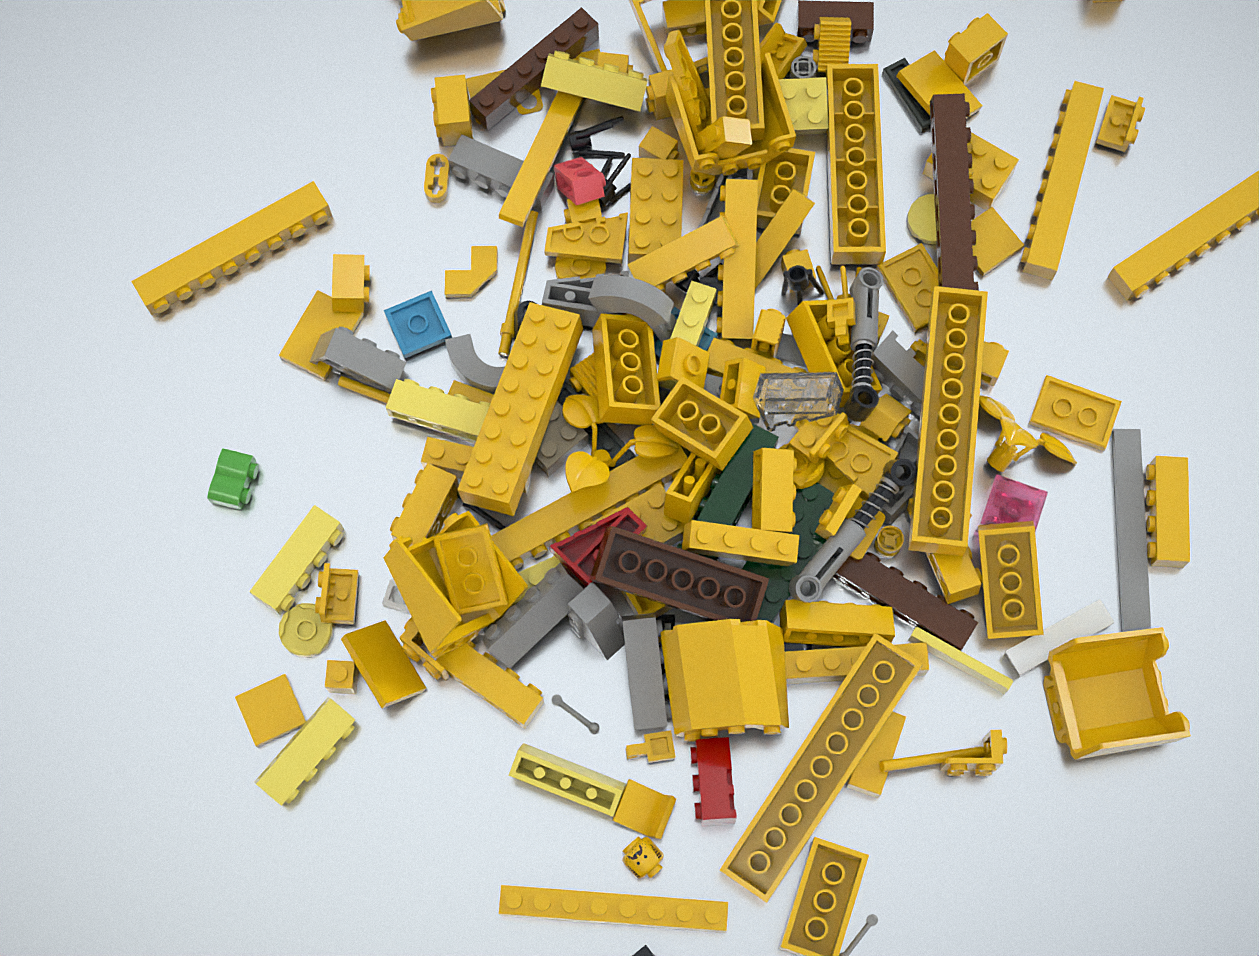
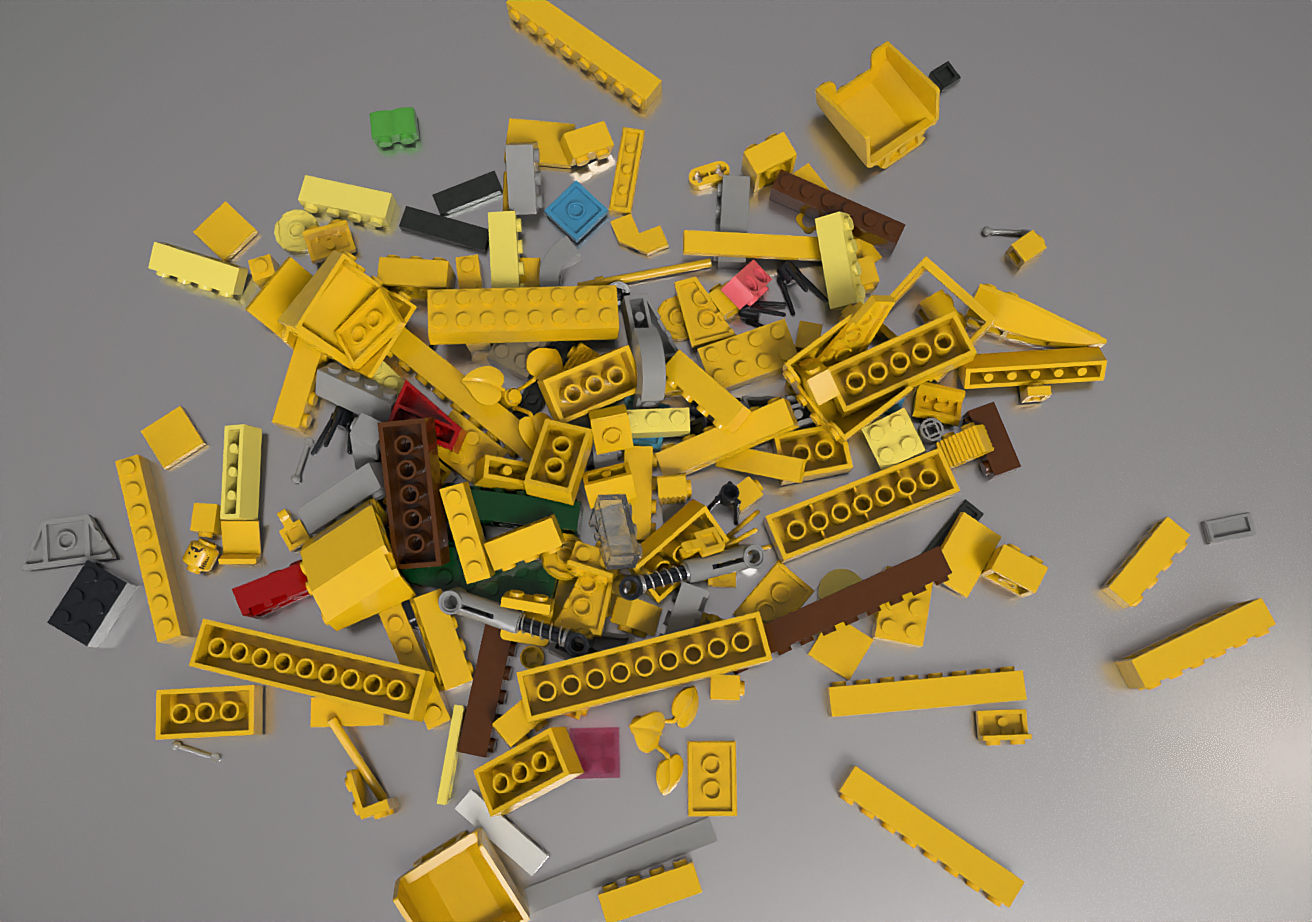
camera: 70 degrees right, 5 degrees up
(345, 430) = (467, 193): none -> pearl dark grey tile
(375, 468) = (445, 229): none -> pearl dark grey tile
(393, 258) = (626, 171): none -> yellow tile
(490, 848) = (173, 437): none -> yellow tile
(548, 652) = (340, 418): none -> black plant
(604, 838) = (206, 520): none -> yellow brick

